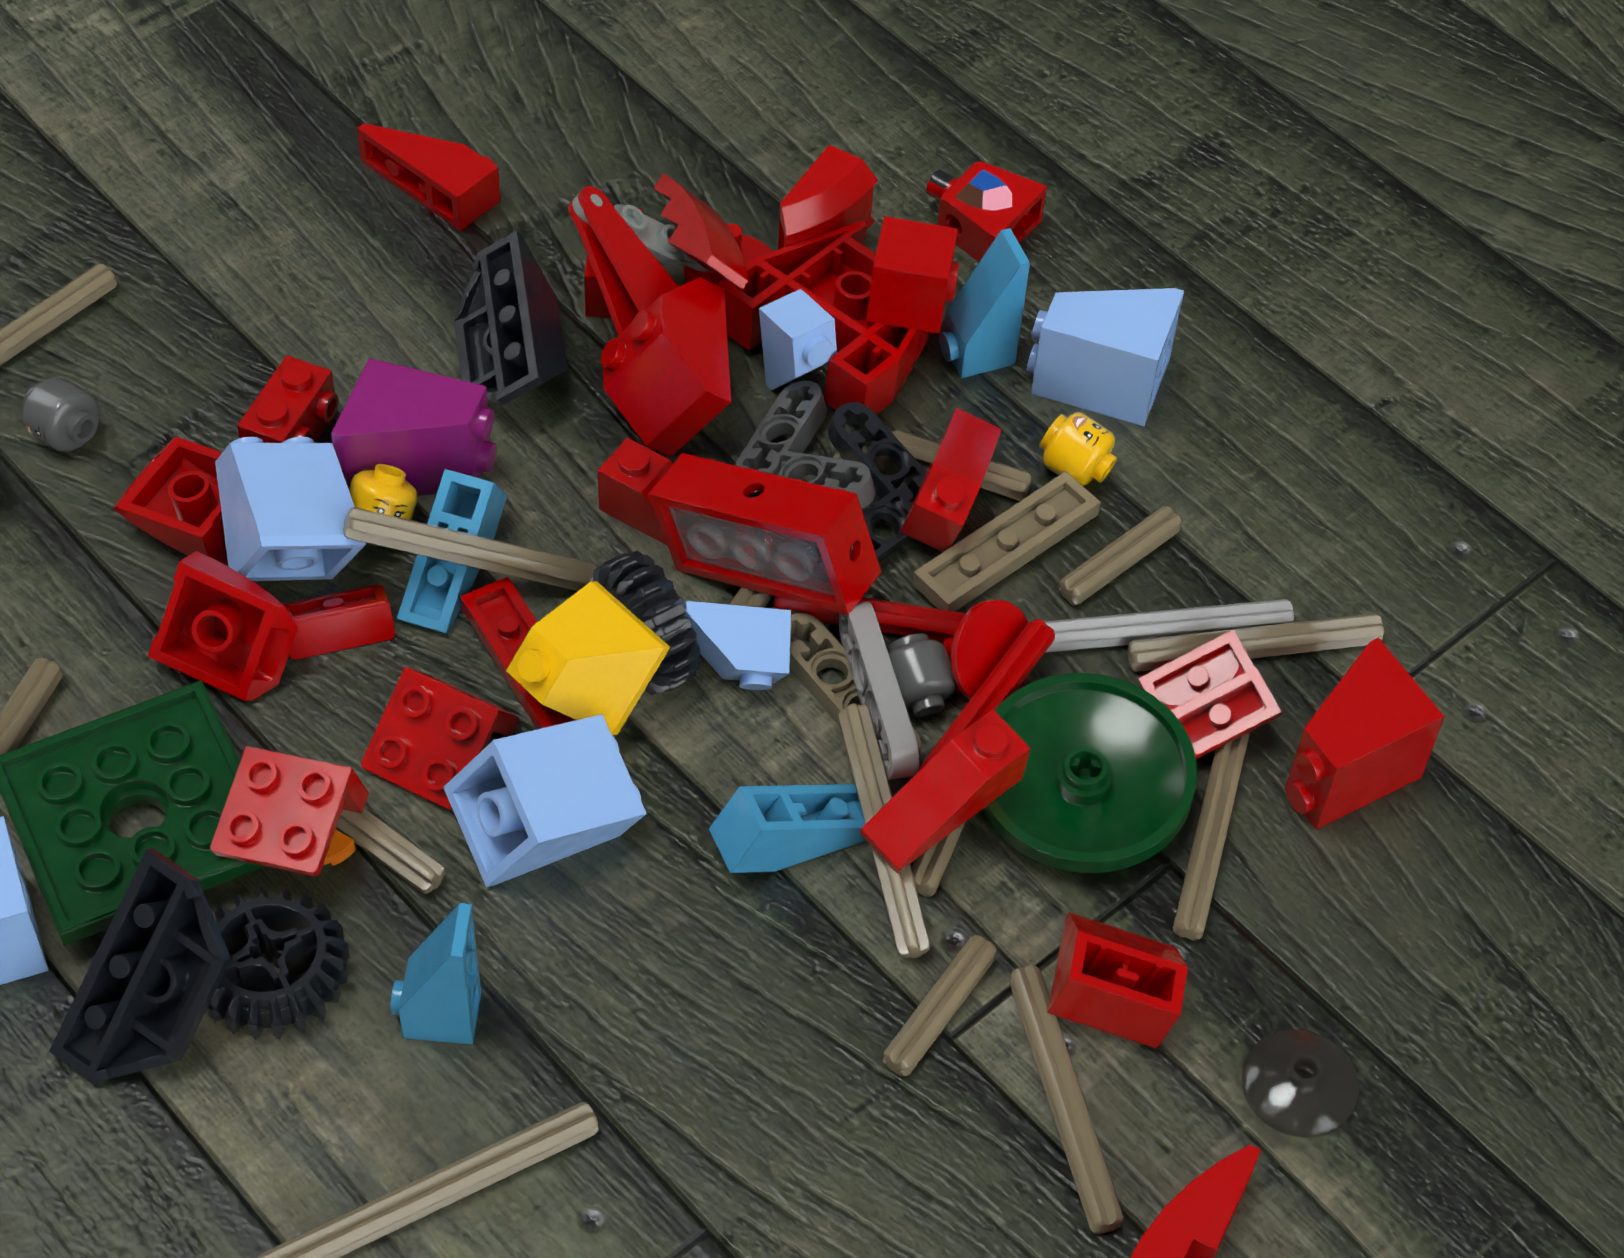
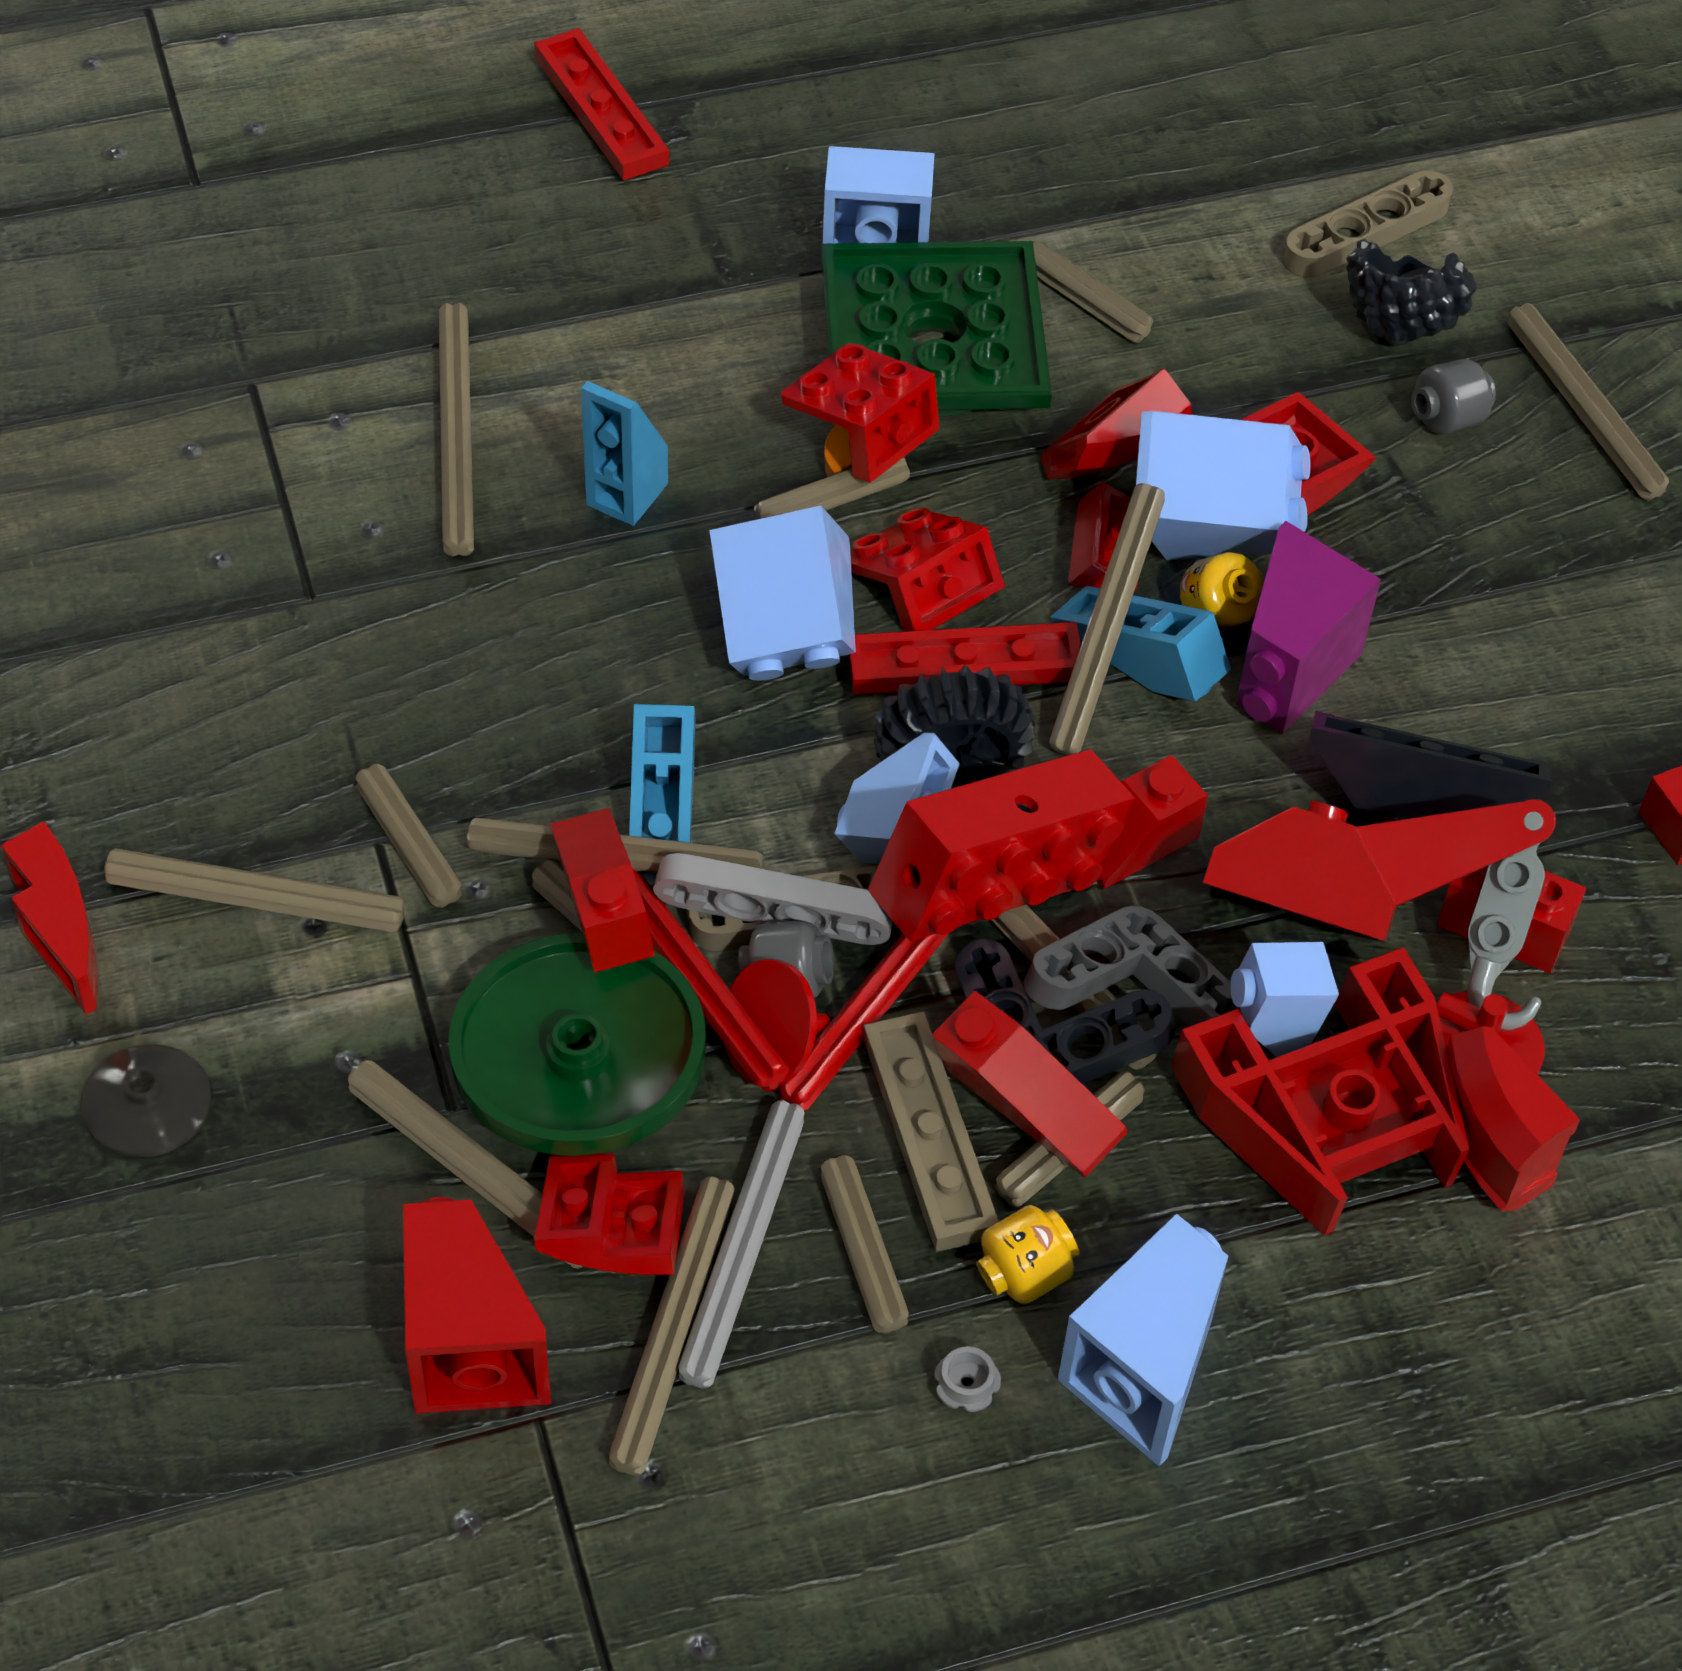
camera: 115 degrees right, 0 degrees up
(146, 977) = (752, 279): black wedge -> none
(290, 938) = (701, 387): black gear -> none
(292, 404) = (1387, 549): red brick -> none
(589, 658) = (912, 637): yellow slope -> none
(702, 233) = (1490, 956): red slope -> none
(913, 275) = (1315, 1111): red head -> none
(986, 203) = (1472, 1338): red torso -> none
(988, 311) = (1259, 1226): dark azure slope -> none
(1117, 981) = (334, 963): red slope -> none
(1187, 461) = (968, 1363): none -> light grey plate

